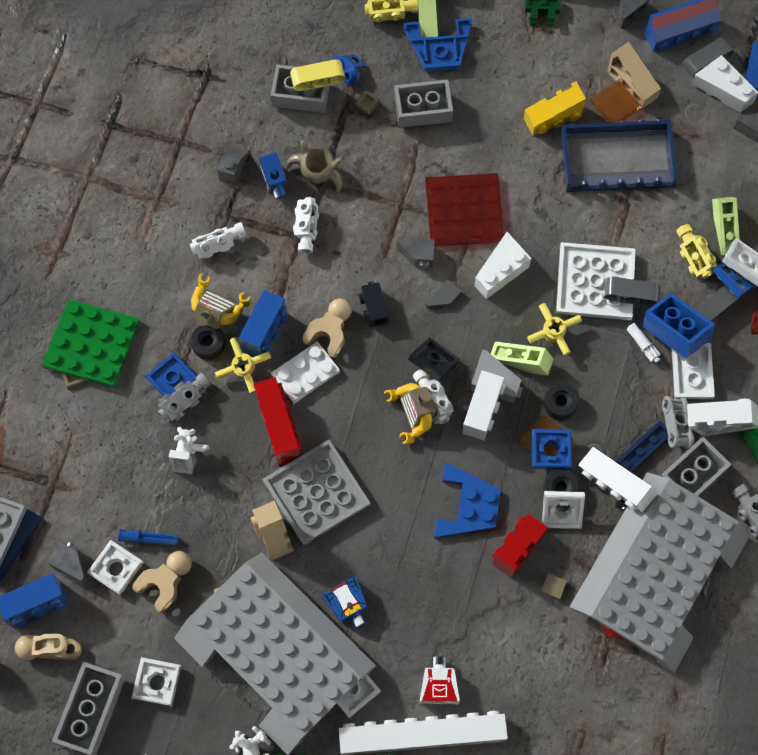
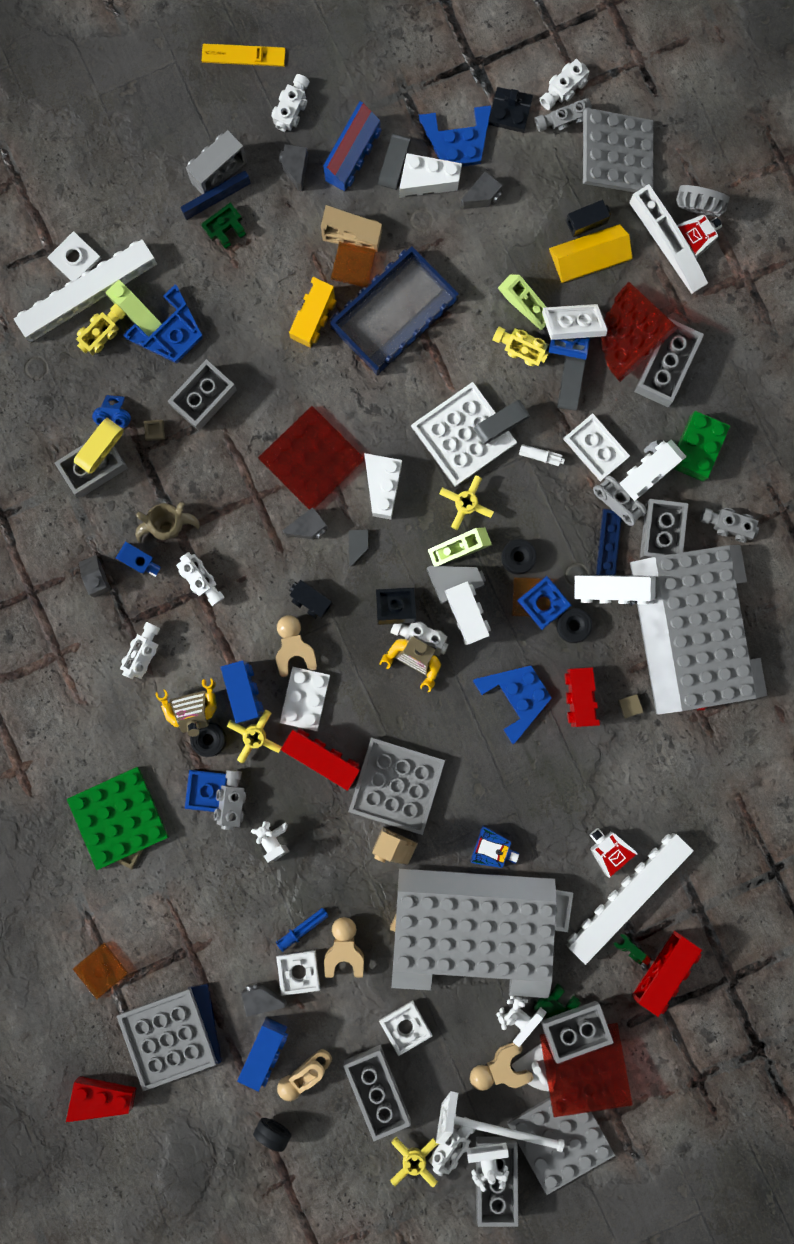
camera: 40 degrees left, 15 degrees up
(569, 519) = (600, 643): white piece -> none
(678, 325) = (559, 421): blue brick -> none

